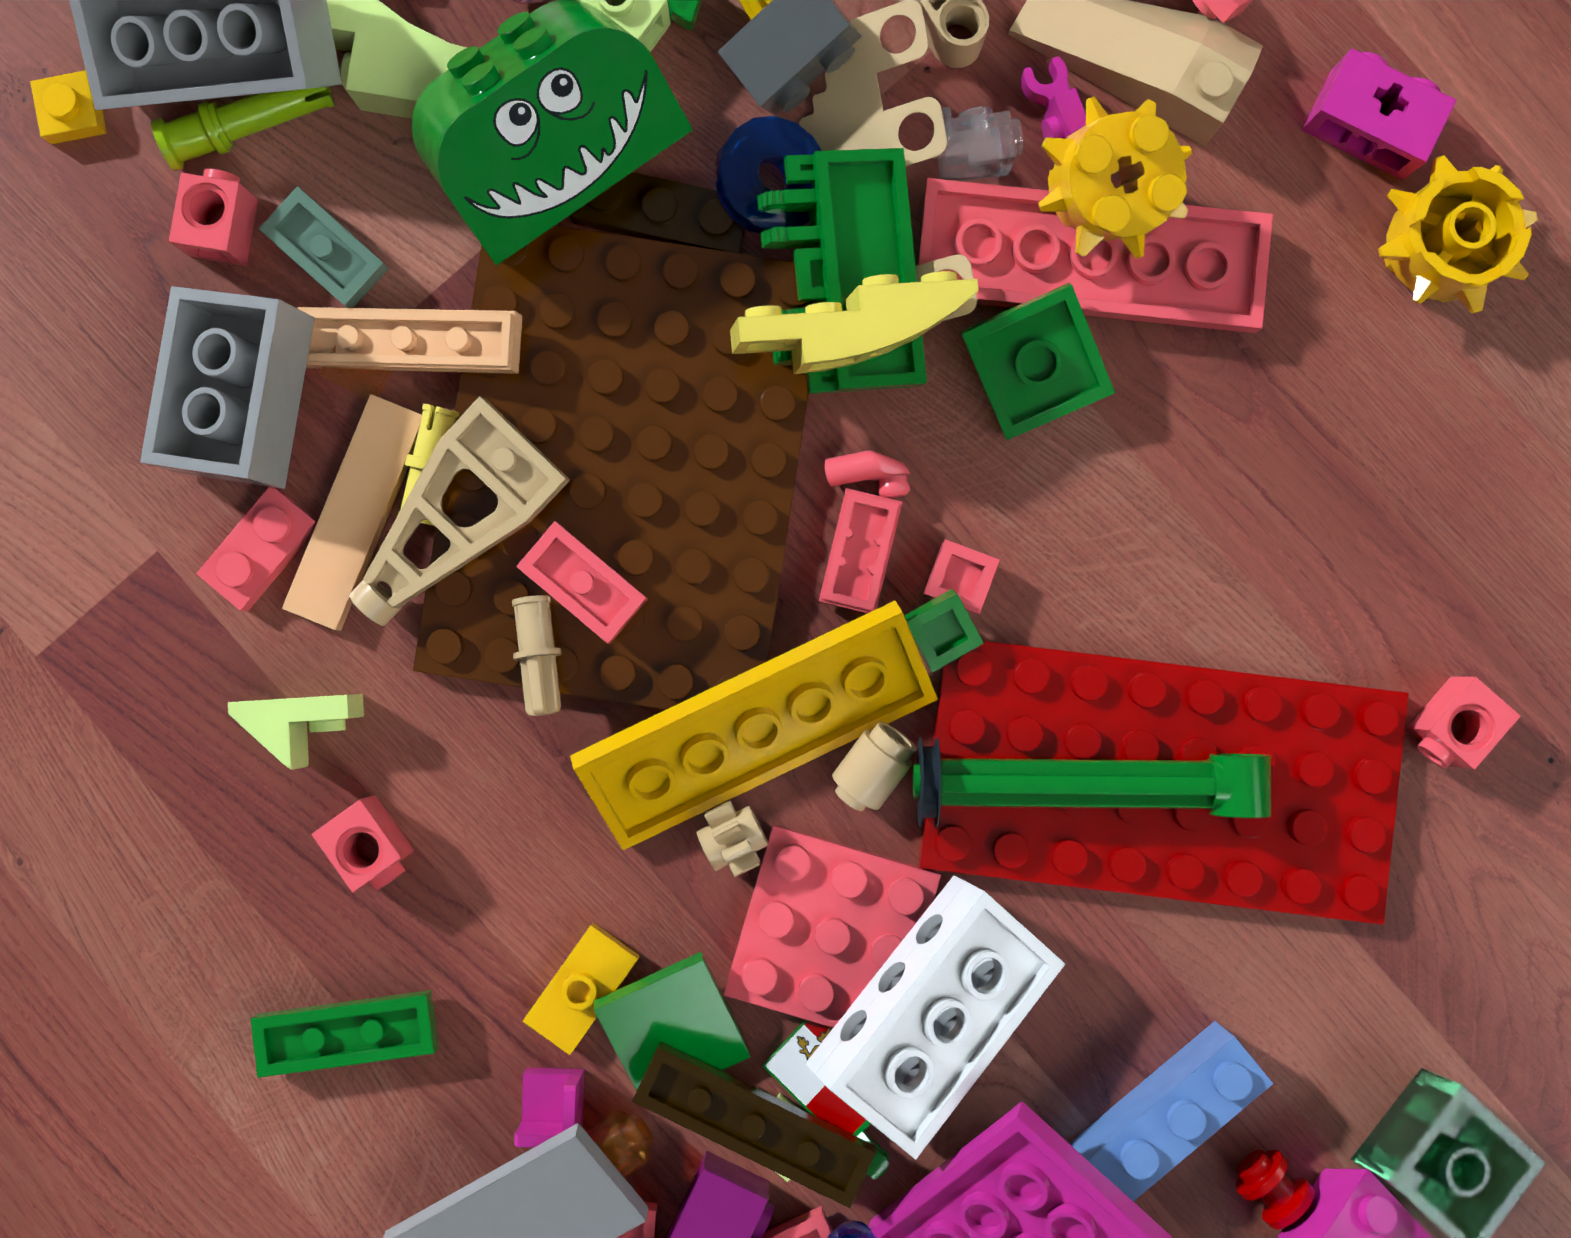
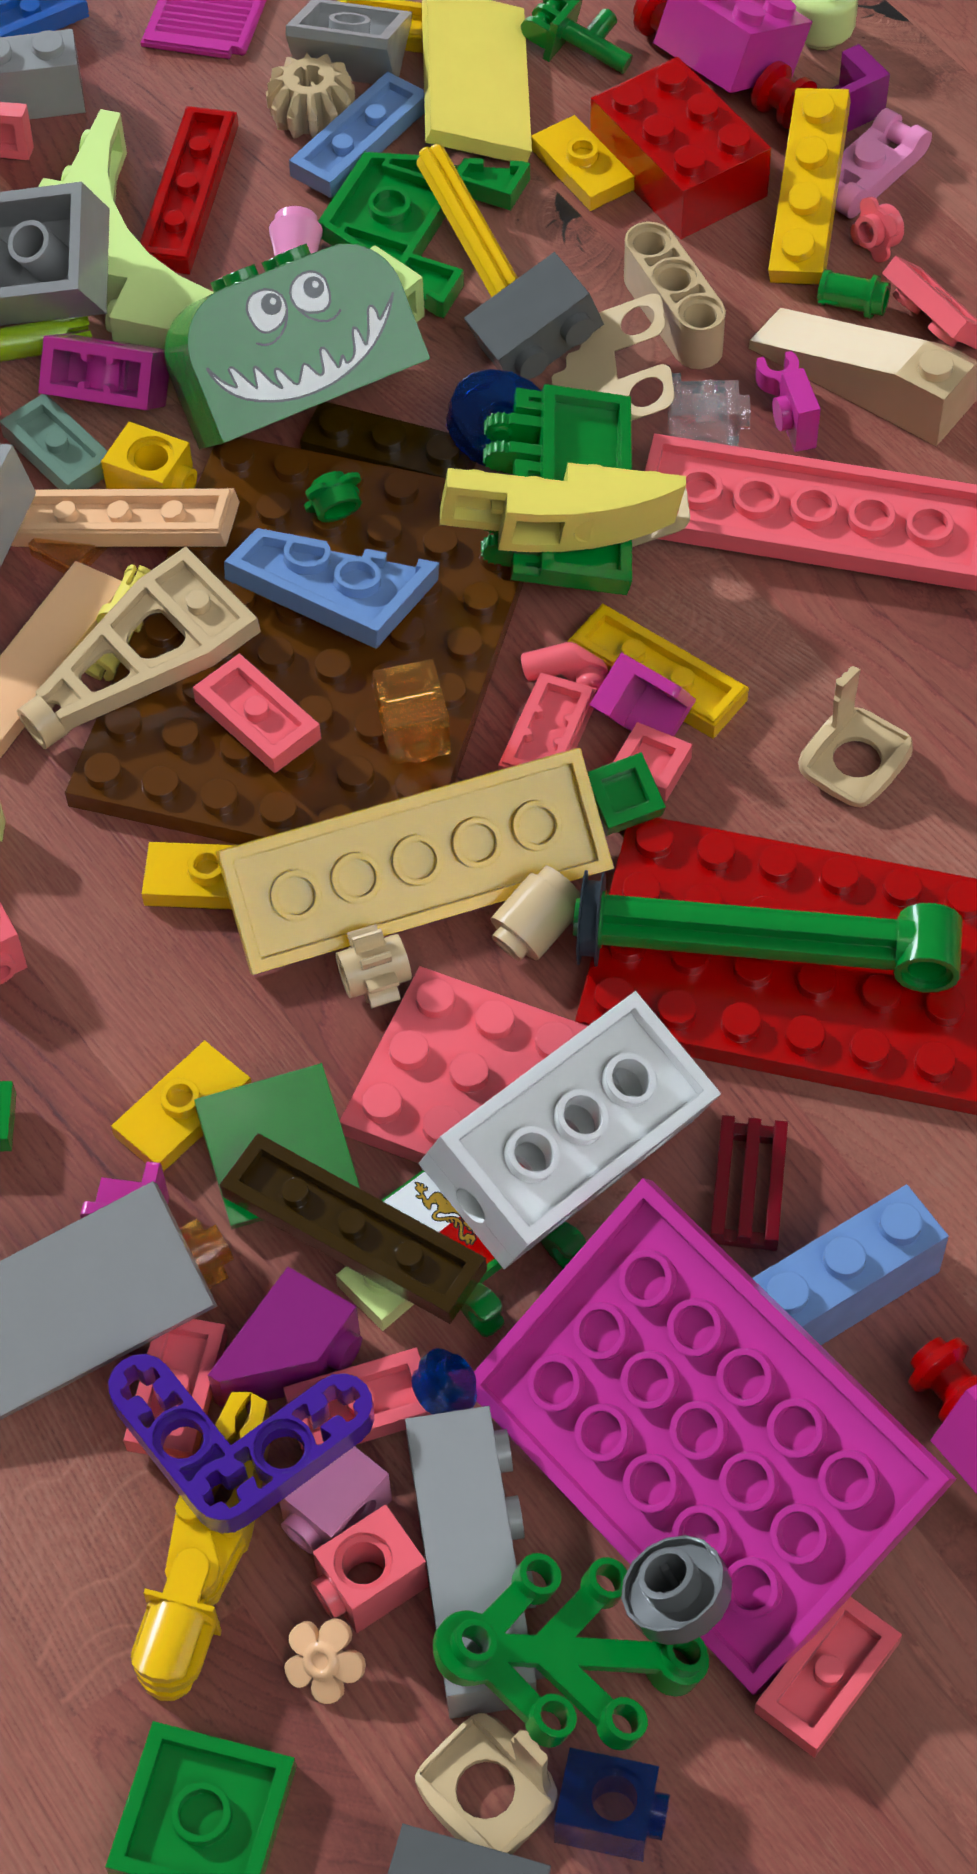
camera: 15 degrees right, 30 degrees down
(352, 157) = (103, 371): none -> dark pink brick
(407, 257) = (148, 461): none -> yellow brick
(537, 655) = (198, 768): tan axle -> none
(547, 741) = (184, 876): none -> yellow plate
(617, 309) = (334, 496): none -> green plate
(632, 418) = (341, 590): none -> medium blue wing
(733, 572) = (412, 712): none -> clear orange brick
(950, 511) = (643, 696): none -> dark pink panel
(955, 460) = (716, 694): none -> yellow tile
(1038, 361) = (747, 582): green plate -> none
(1109, 1008) = (753, 1135): none -> dark red tile
(1149, 168) = (833, 425): yellow brick -> none
(1187, 536) = (849, 725): none -> tan piece

